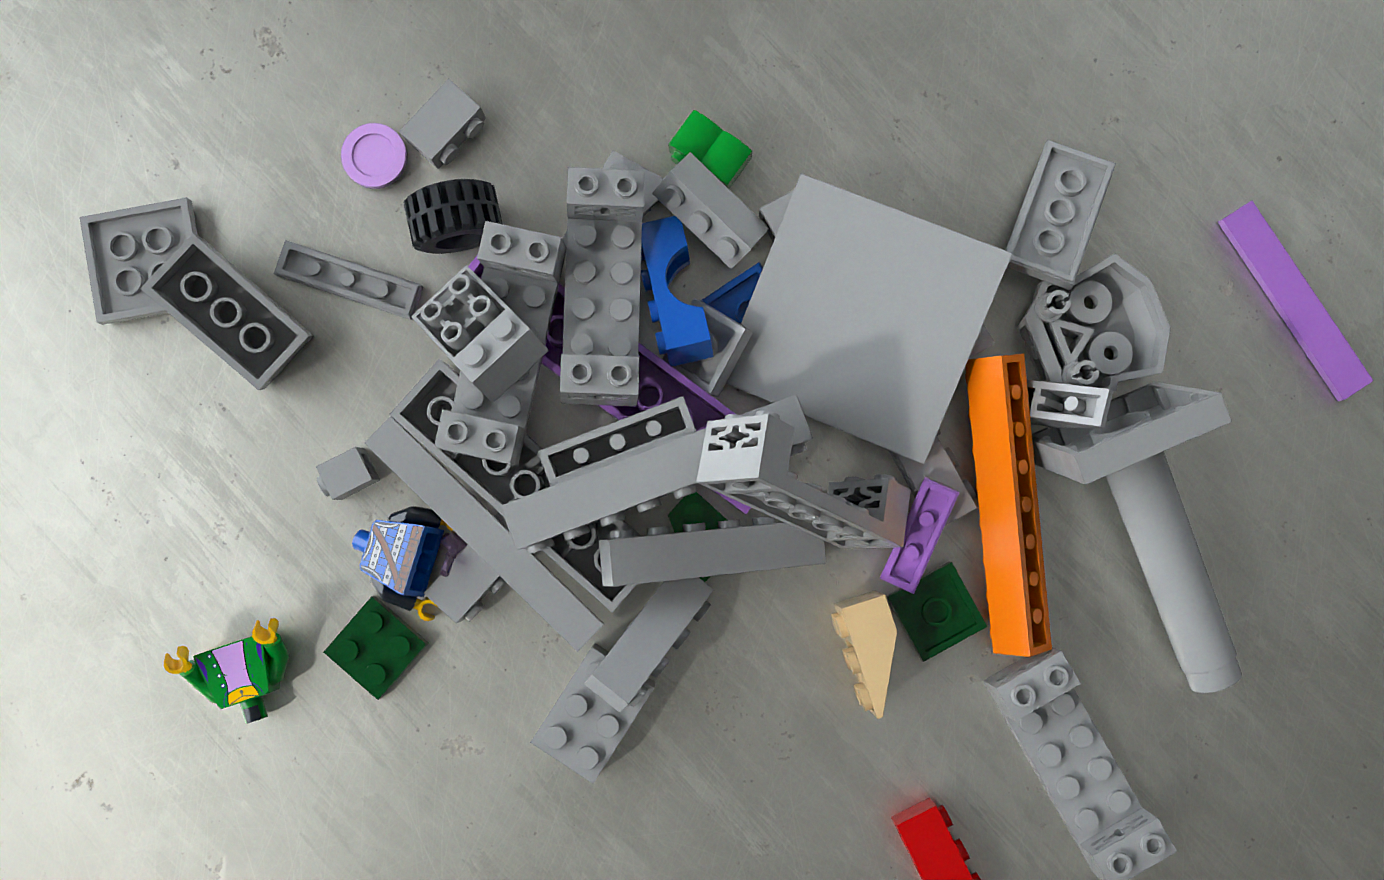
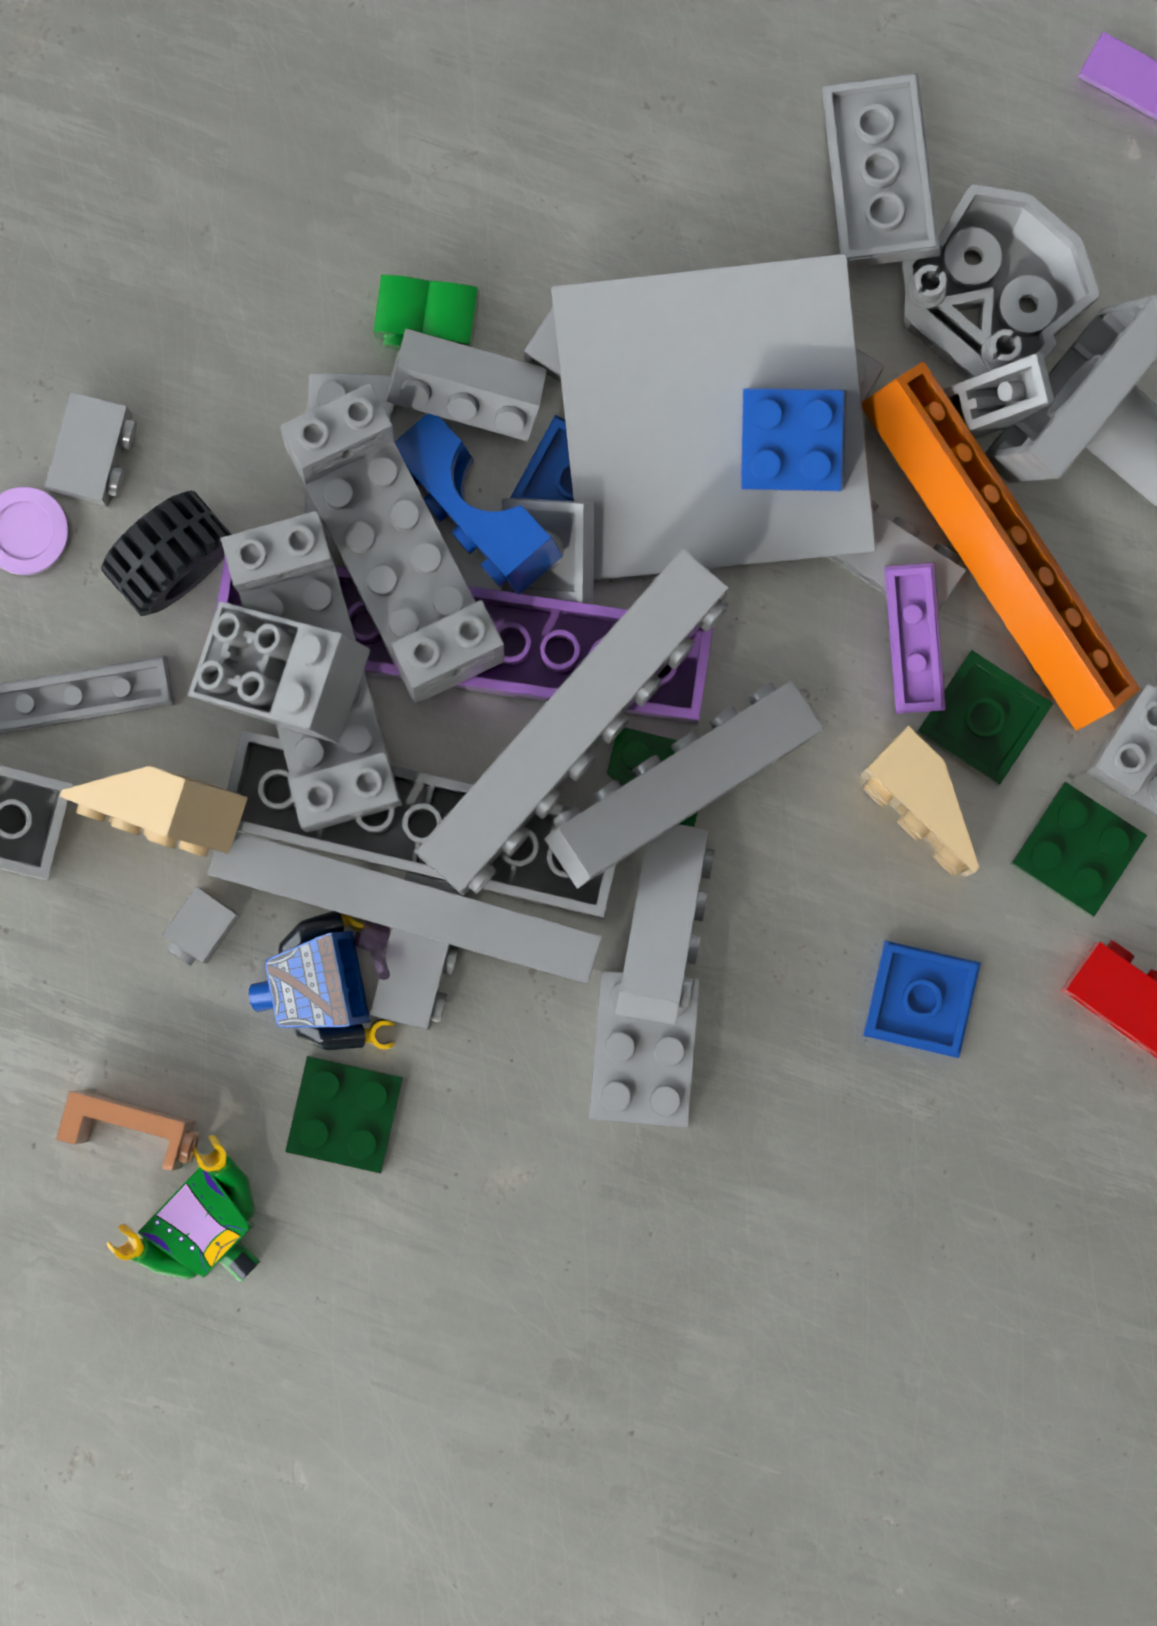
camera: 25 degrees left, 0 degrees up
(228, 576) = (86, 1106): none -> nougat panel
(356, 385) = (165, 806): none -> tan slope
(617, 441) = (506, 711): light grey brick -> none
(750, 464) = (672, 653): light grey plate -> none
(795, 775) = (921, 999): none -> blue tile
(910, 359) = (793, 439): none -> blue brick
(952, 731) = (1078, 849): none -> dark green plate

